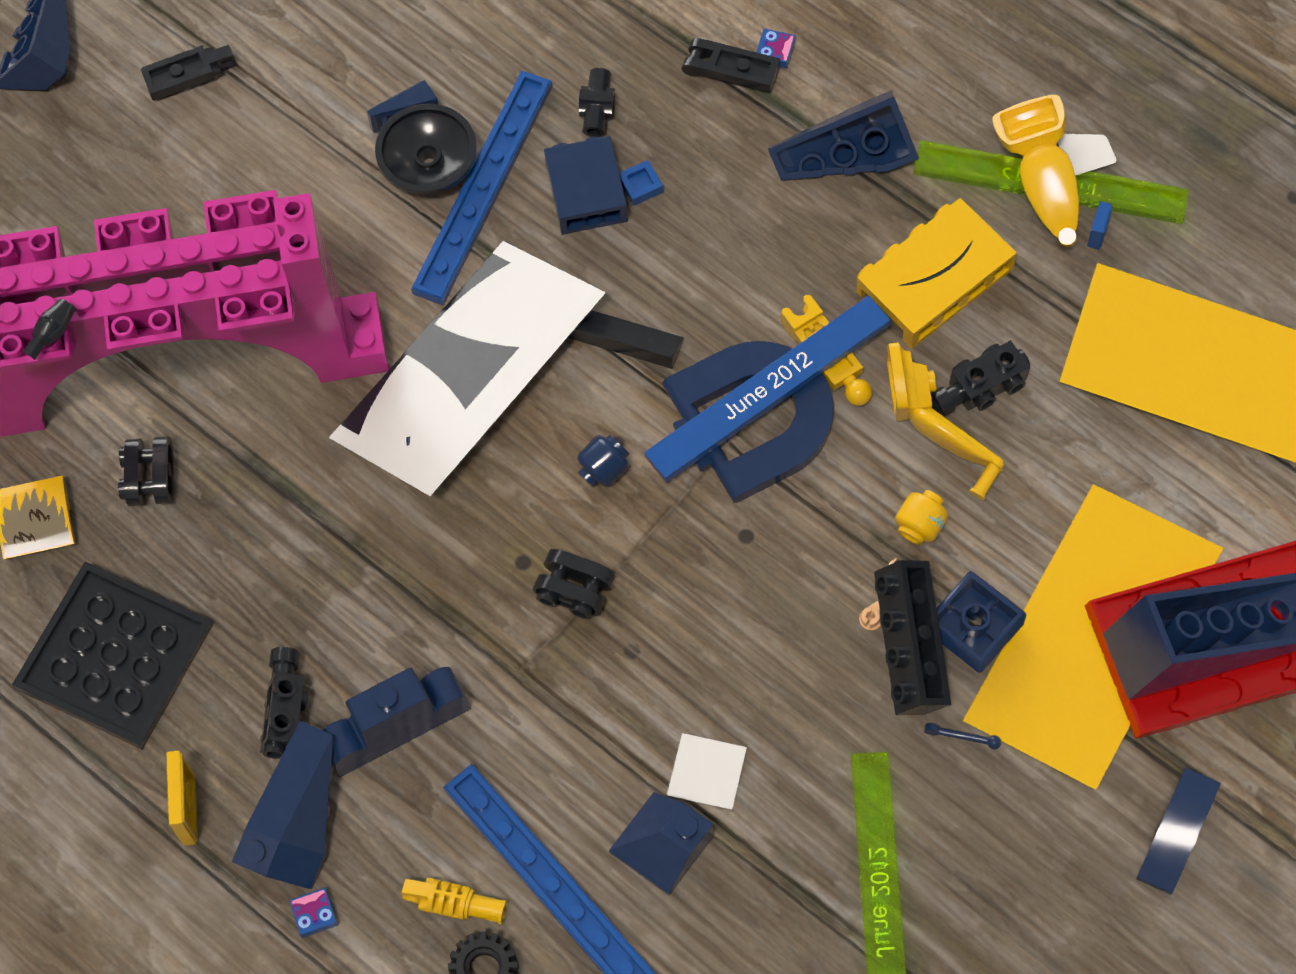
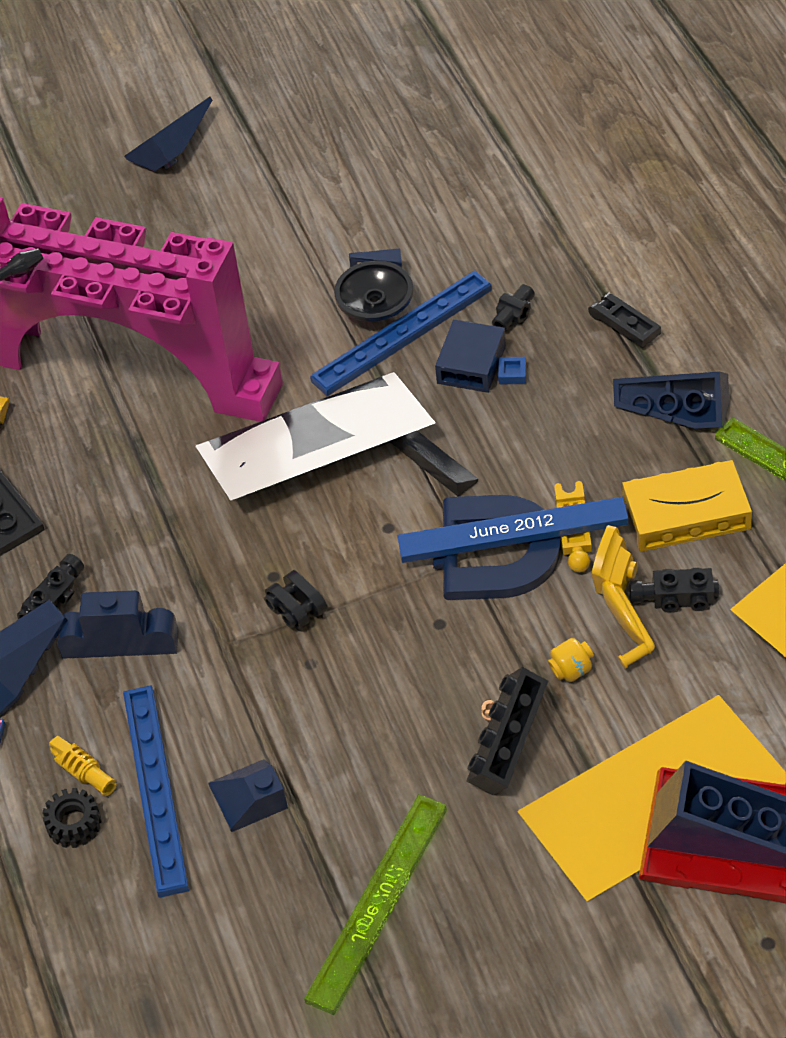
camera: 30 degrees right, 15 degrees down
(134, 459) = (63, 417): black brick -> none
(186, 70) = (252, 190): black hinge -> none
(603, 461) = (367, 531): dark blue head -> none
(706, 771) = (311, 763): white sticker -> none
(777, 45) = (667, 320): tile -> none
(973, 600) = (581, 745): dark blue brick -> none
(993, 741) = (529, 833): dark blue hinge -> none
(1178, 831) = (628, 952): dark blue slope -> none

